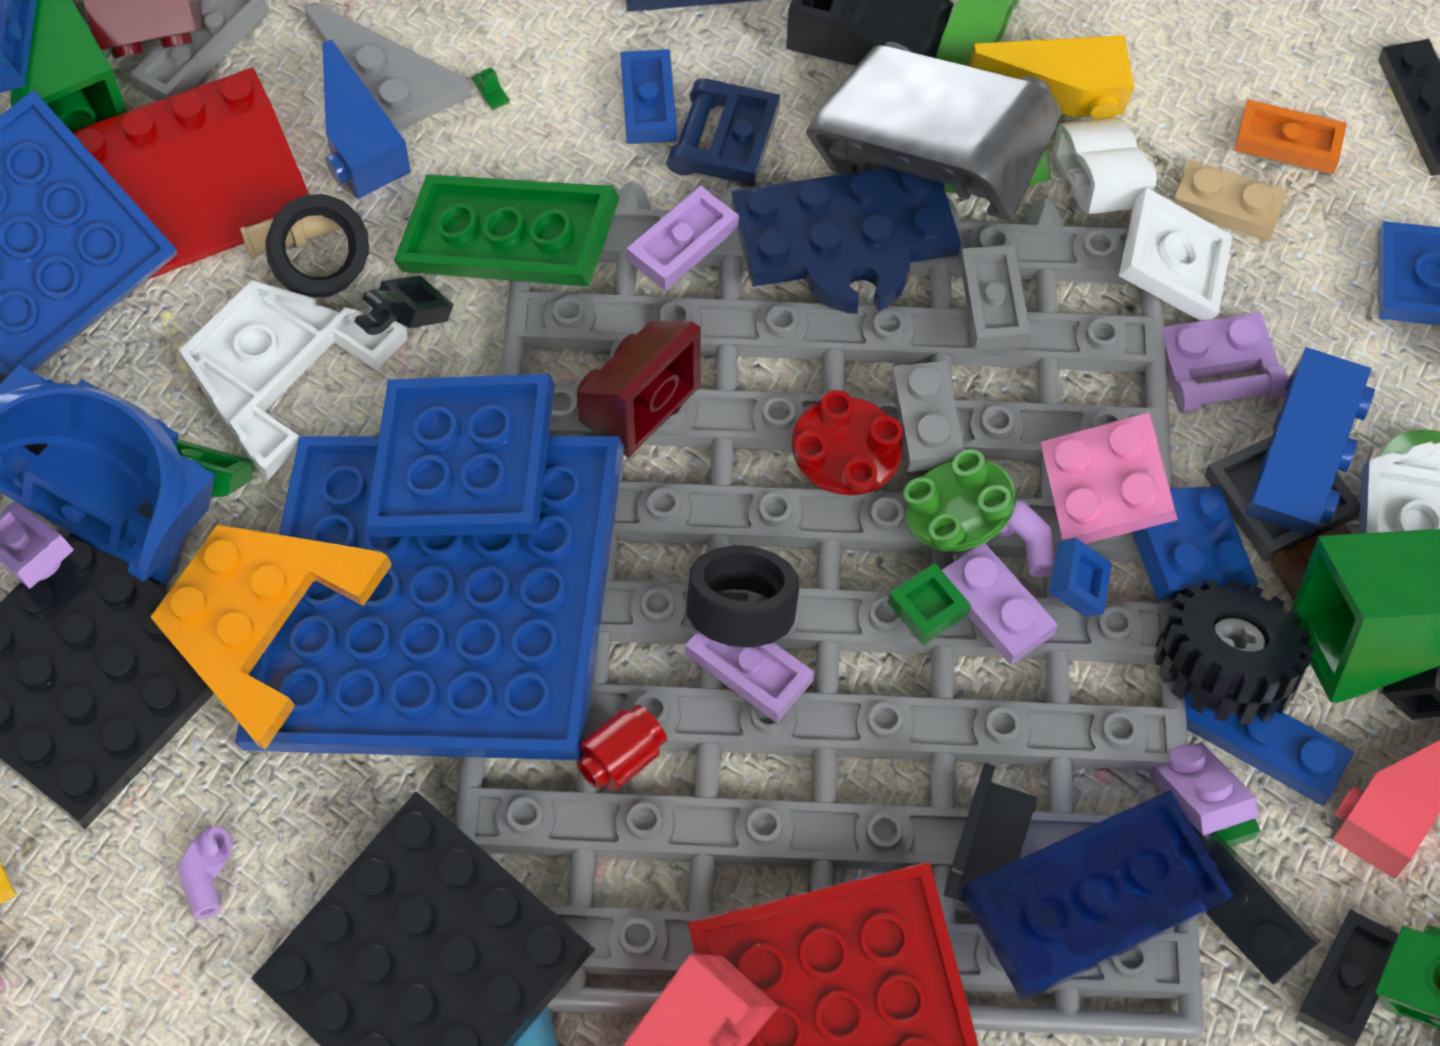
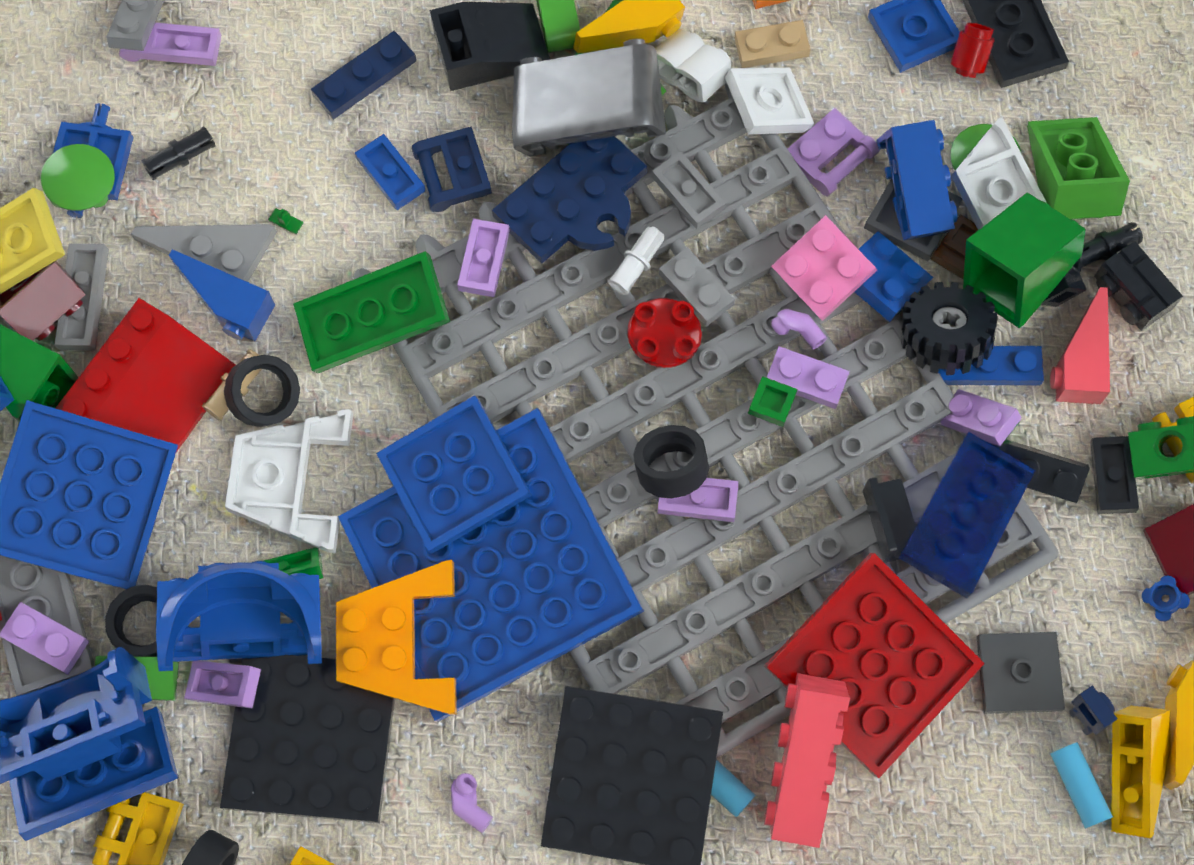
camera: 30 degrees left, 10 degrees up
(404, 300) = (340, 392): black plate -> none
(620, 748) = (662, 591): red brick -> none
(642, 382) = (524, 365): dark red slope -> none
(870, 343) = (636, 260): none -> white axle
(960, 503) = (751, 330): bright green dish -> none
(1080, 577) = (845, 336): blue plate -> none

